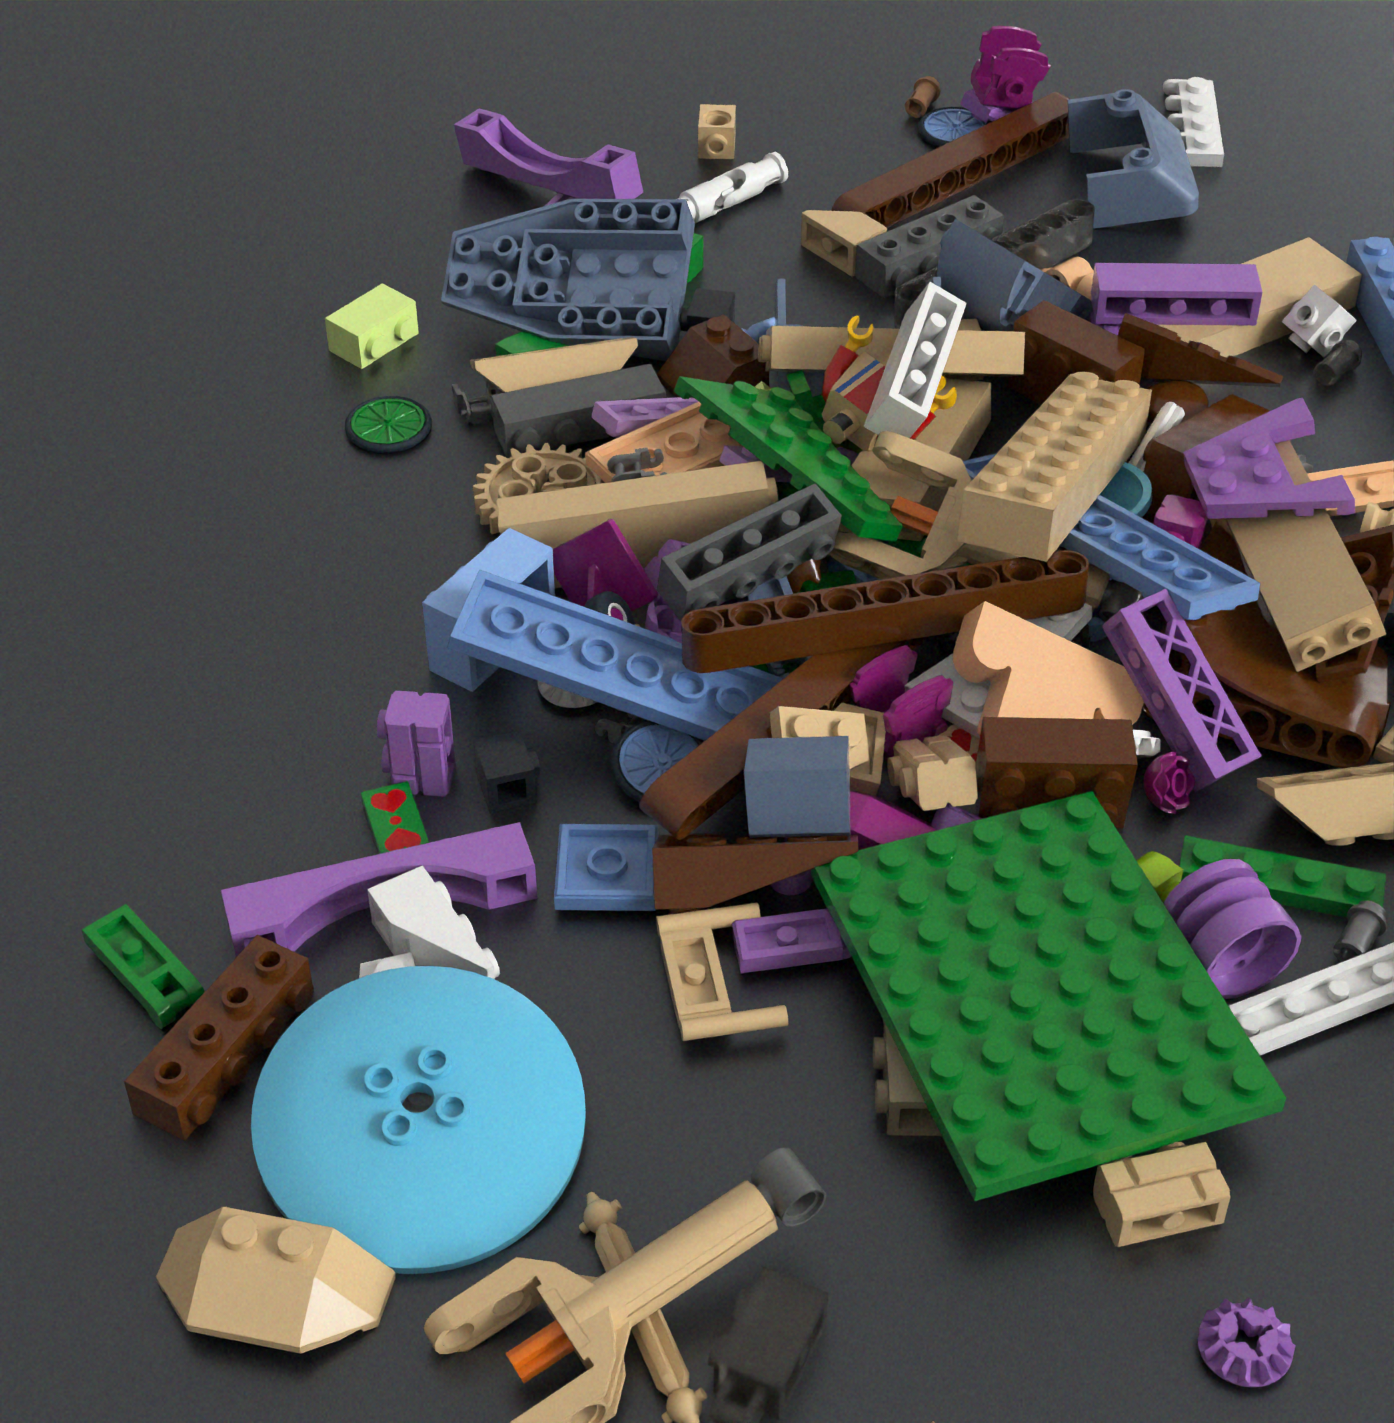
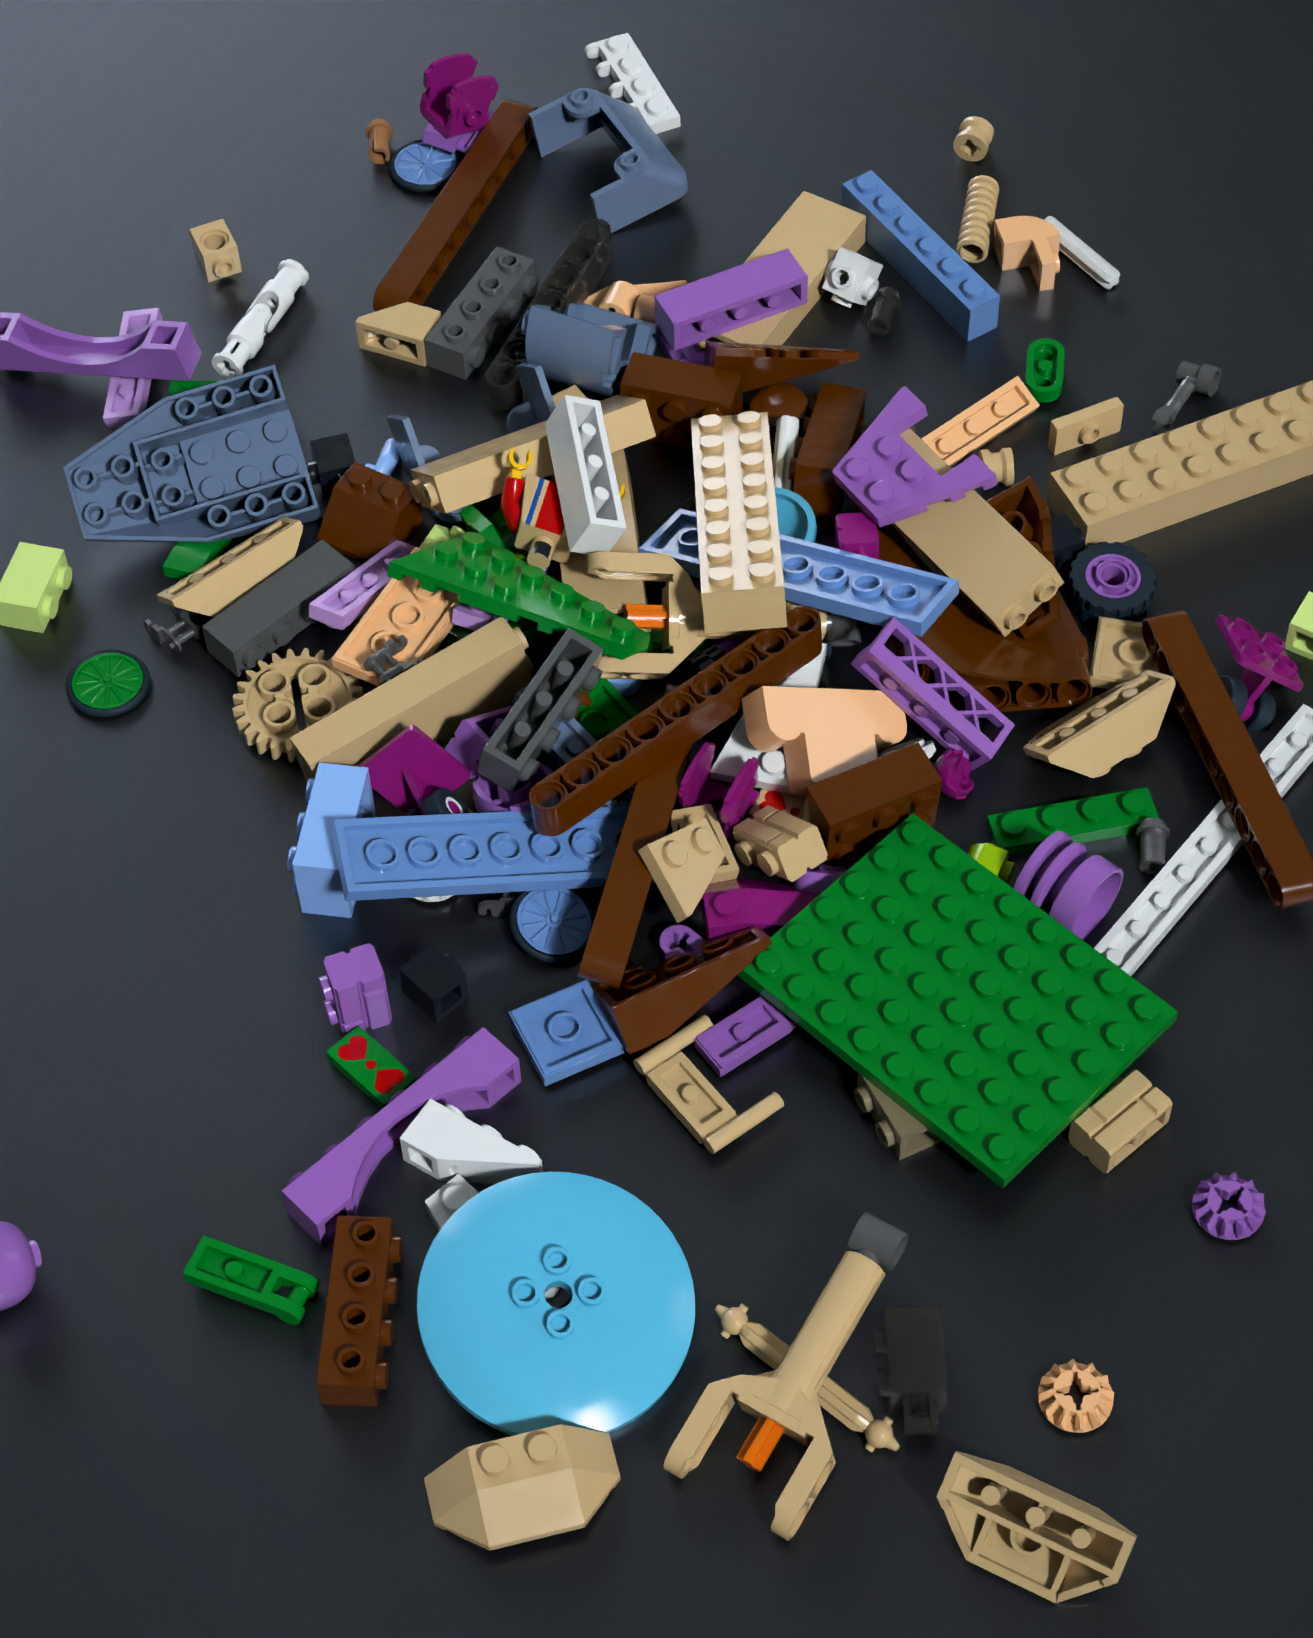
camera: 25 degrees left, 10 degrees up
(798, 786) = (695, 904): sand blue slope -> none

